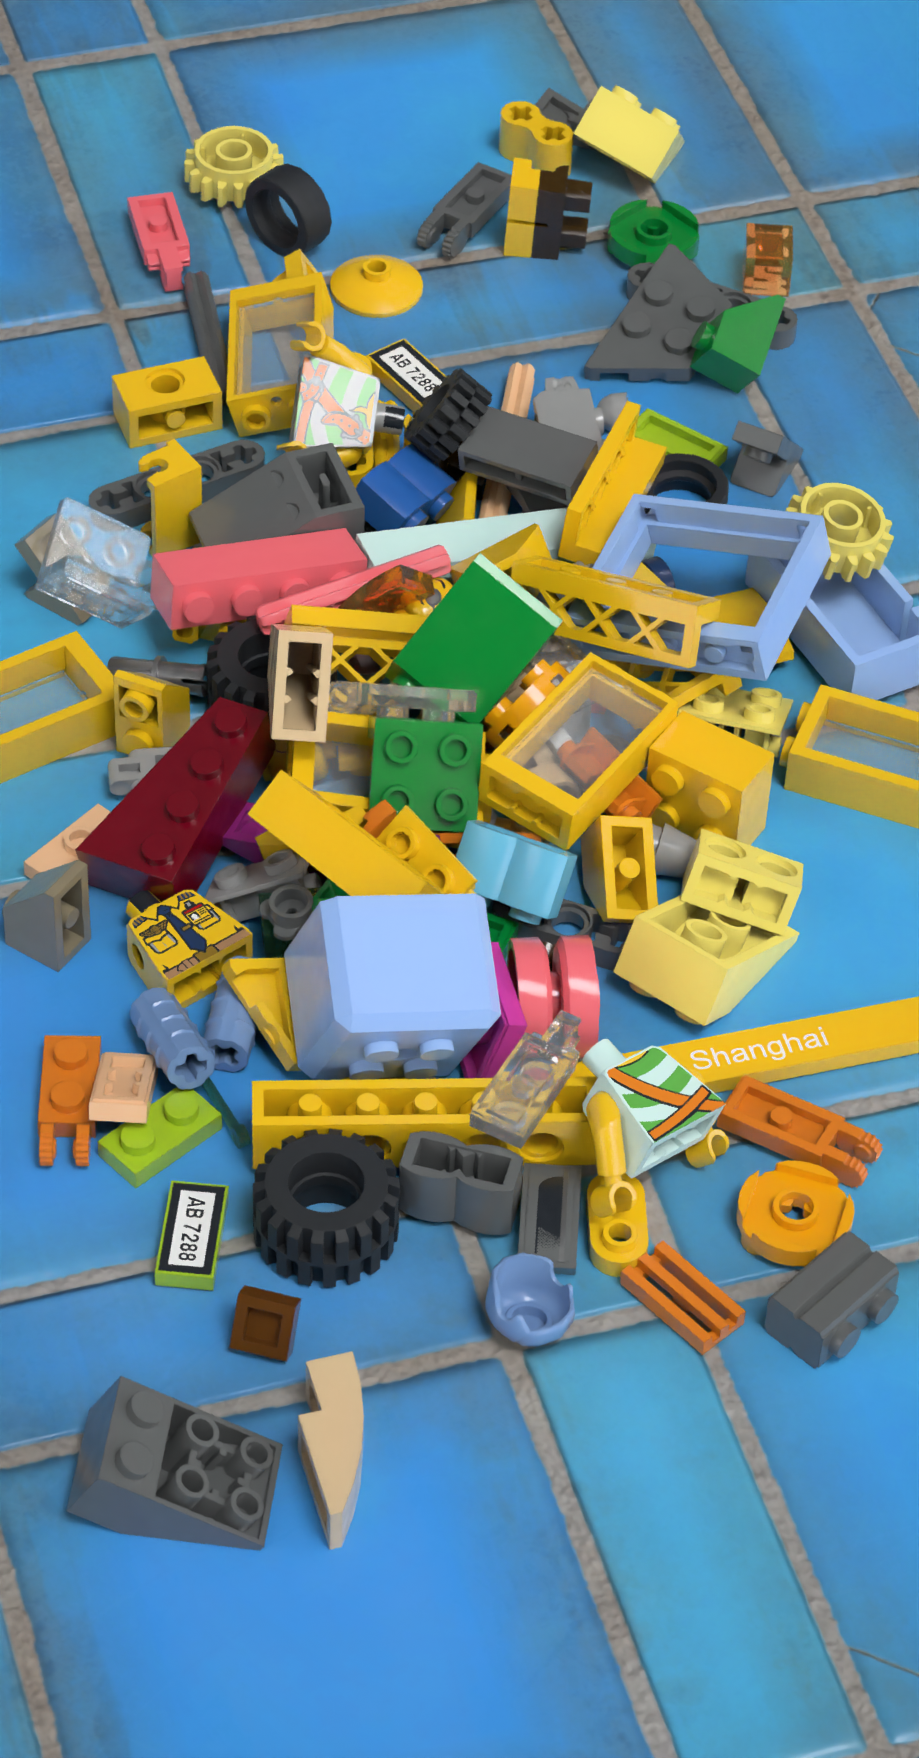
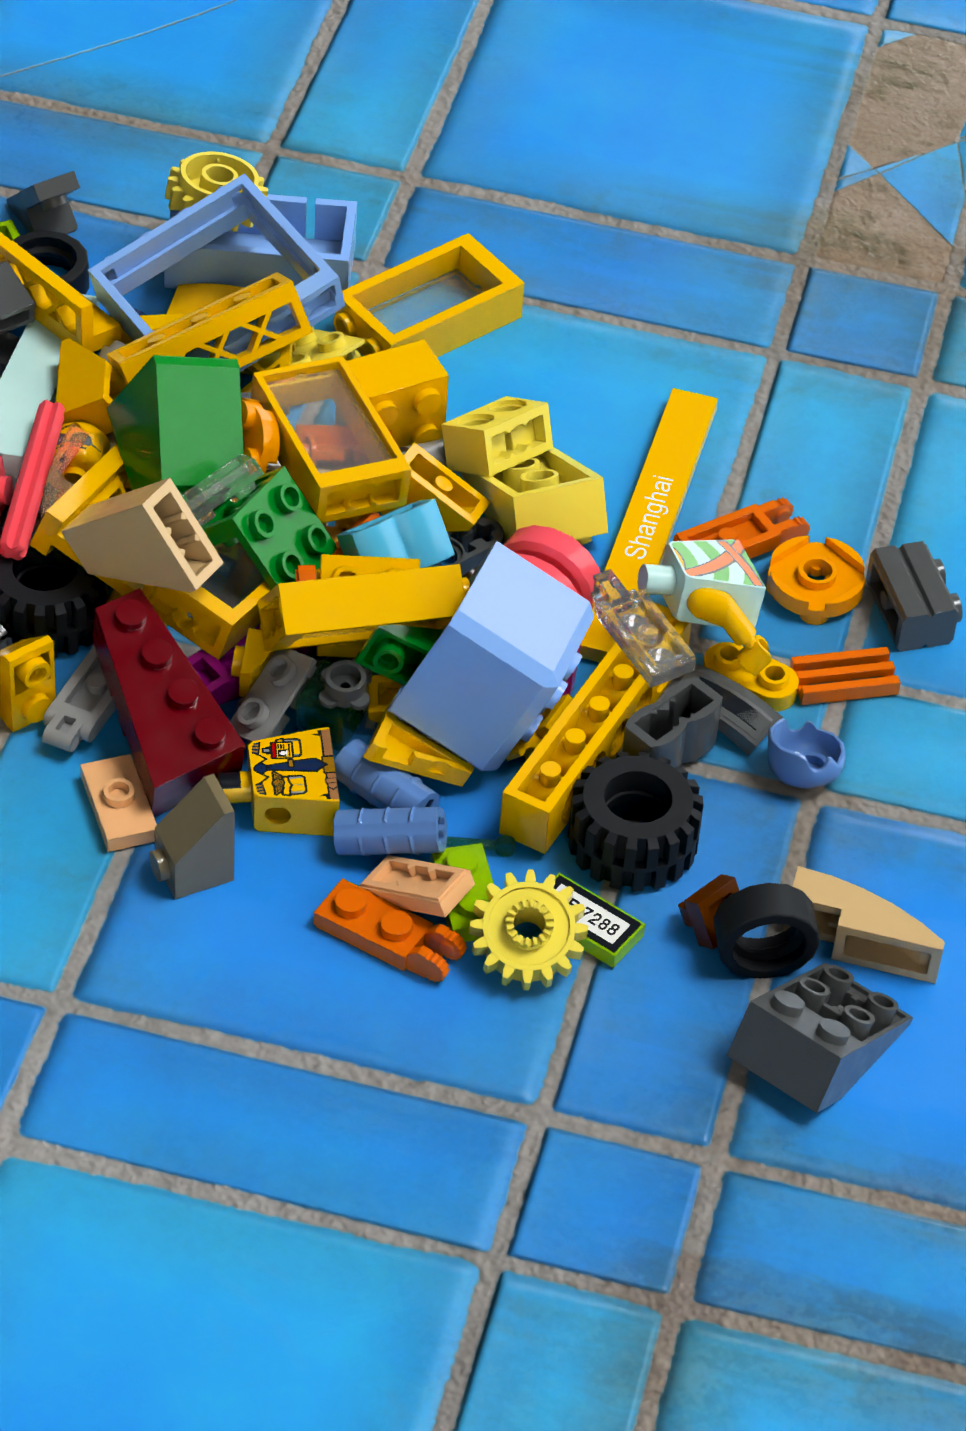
camera: 60 degrees left, 0 degrees up
(122, 1188) = (522, 957): none -> light yellow gear
(252, 1364) = (764, 906): none -> black tyre

